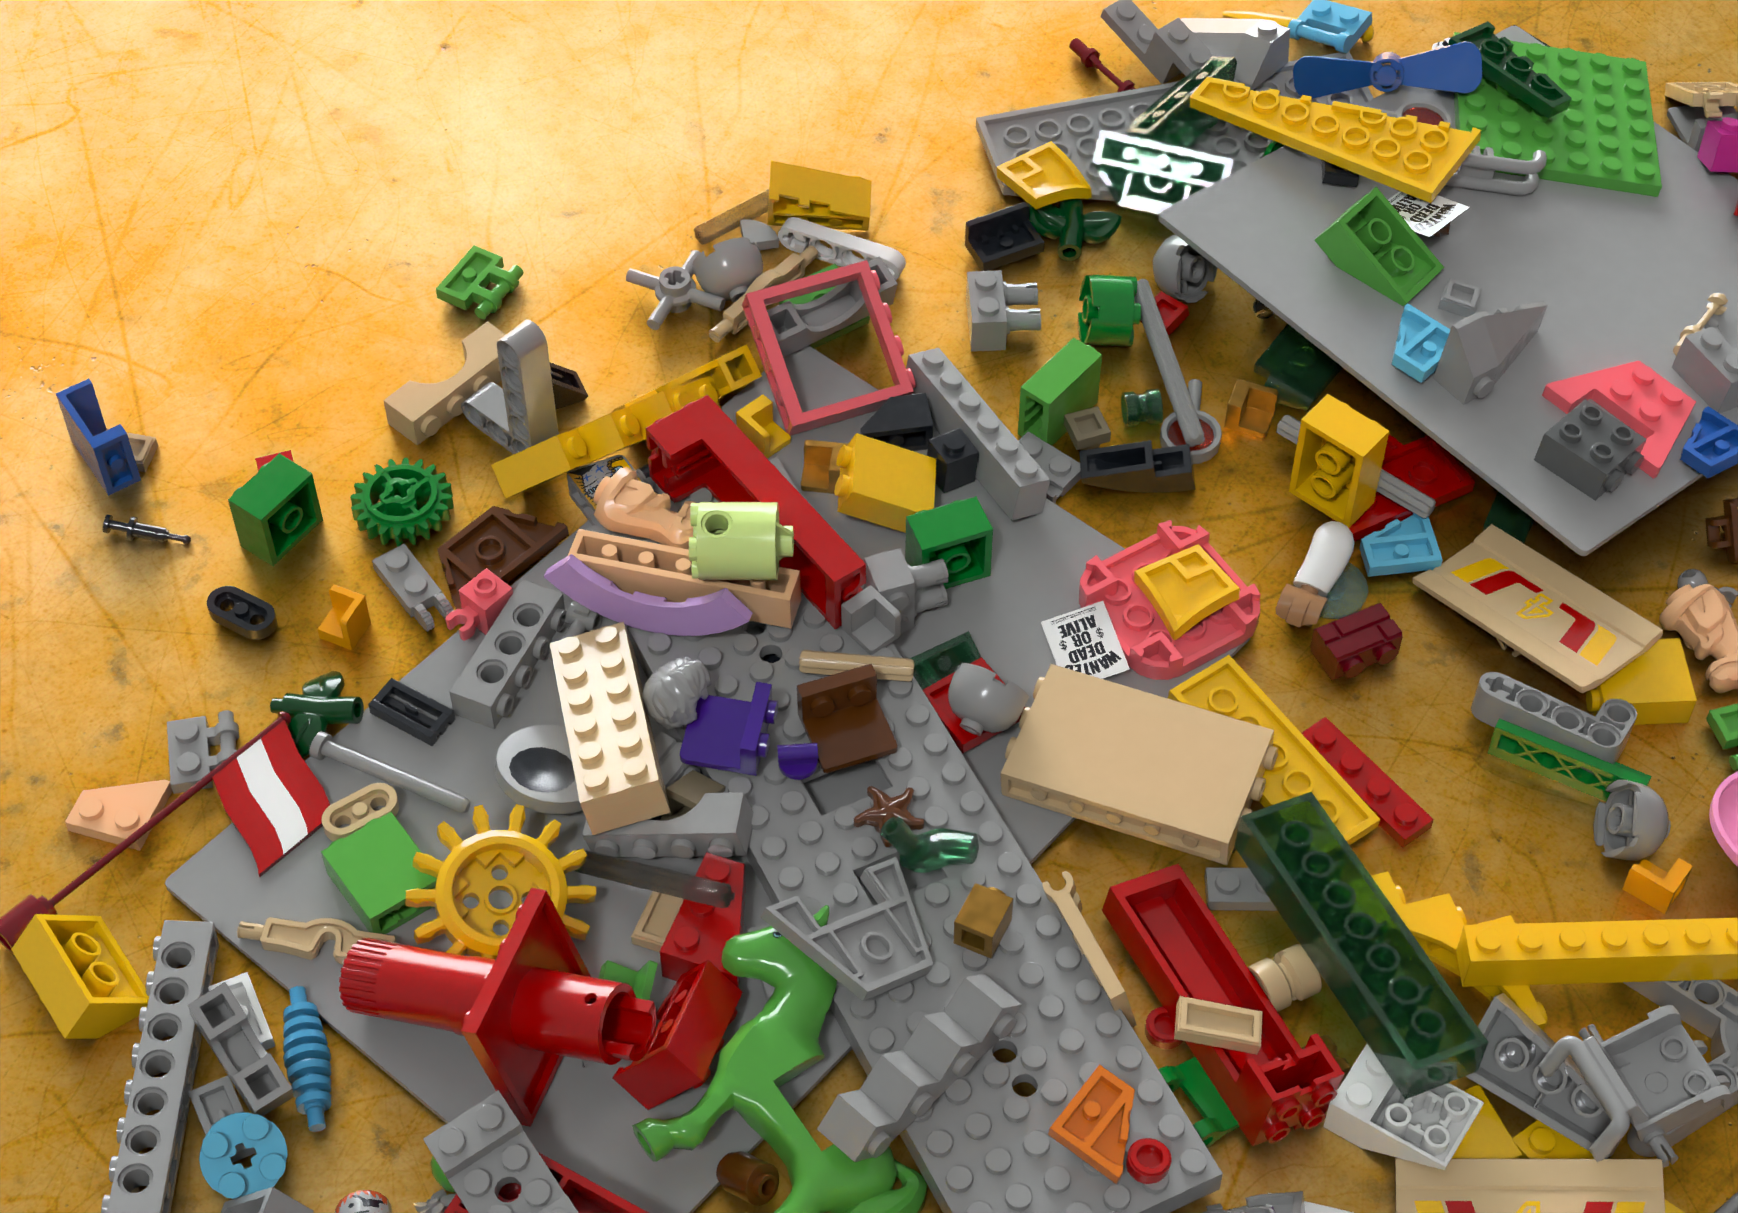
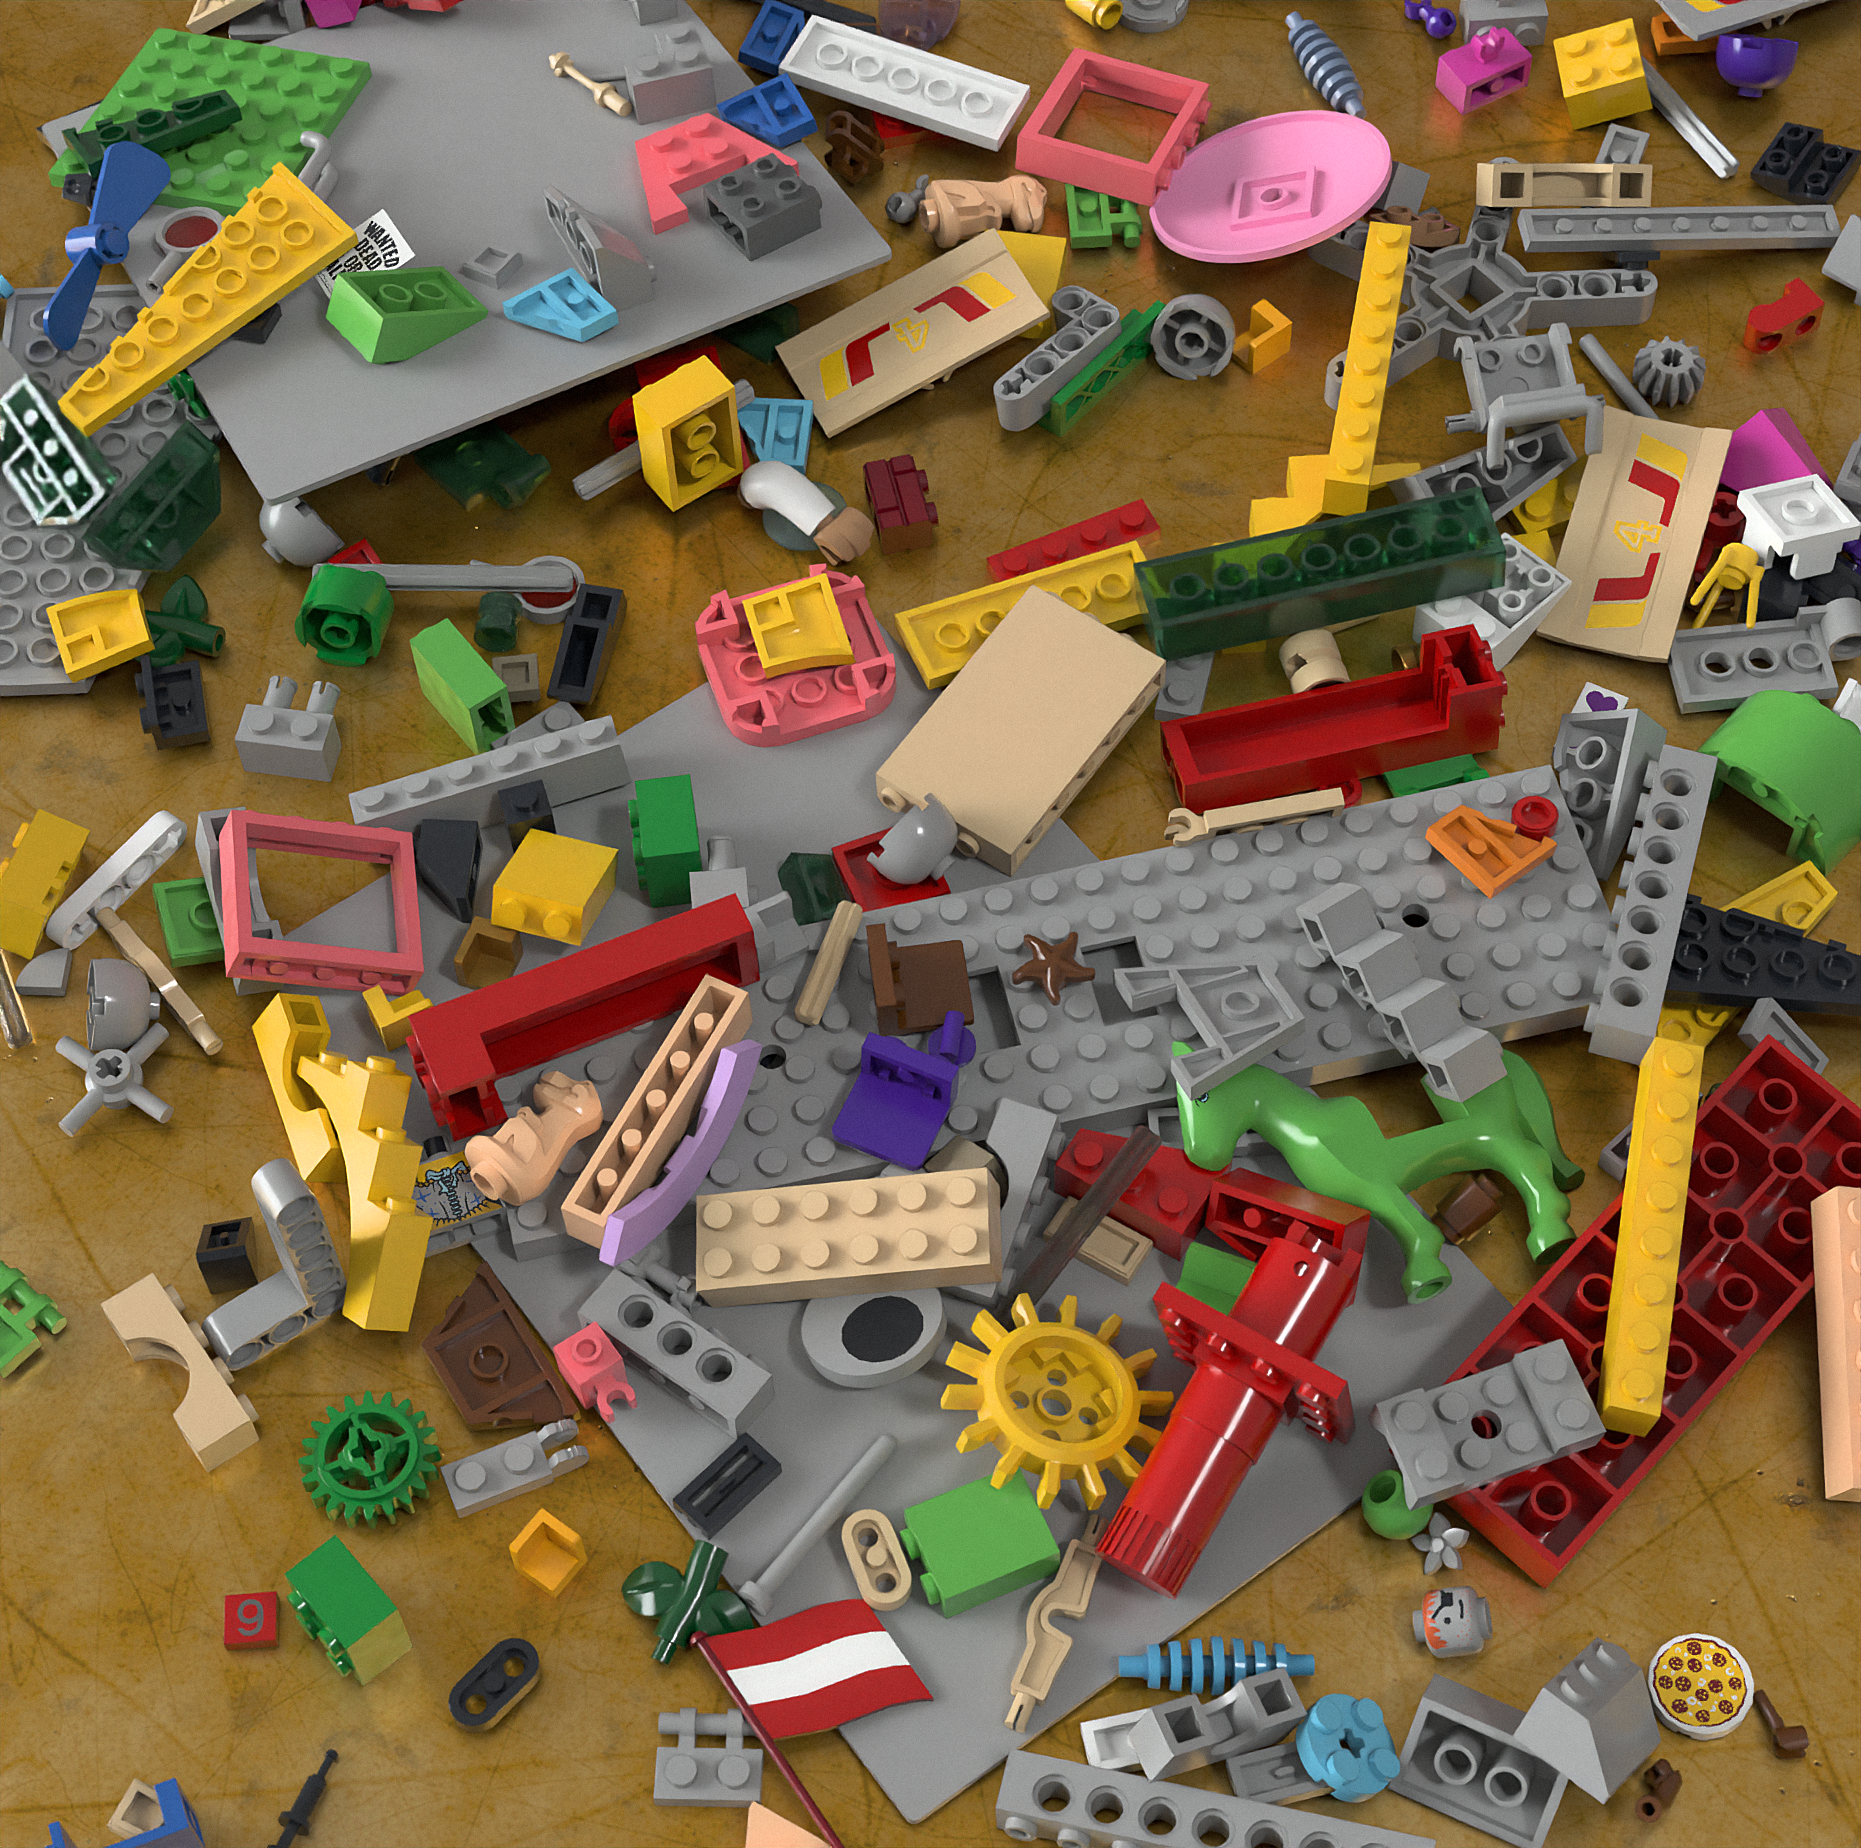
camera: 75 degrees left, 5 degrees up
(674, 690) = (828, 1145): light grey hair -> none
(738, 540) = (671, 1013): yellowish green cylinder -> none
(932, 848) = (1111, 927): clear green arm -> none
(983, 920) = (1220, 898): pearl gold brick -> none
(1086, 642) = (833, 749): white sticker -> none
(1218, 1025) = (1381, 725): tan tile -> none
(1251, 408) = (532, 523): pearl gold panel -> none

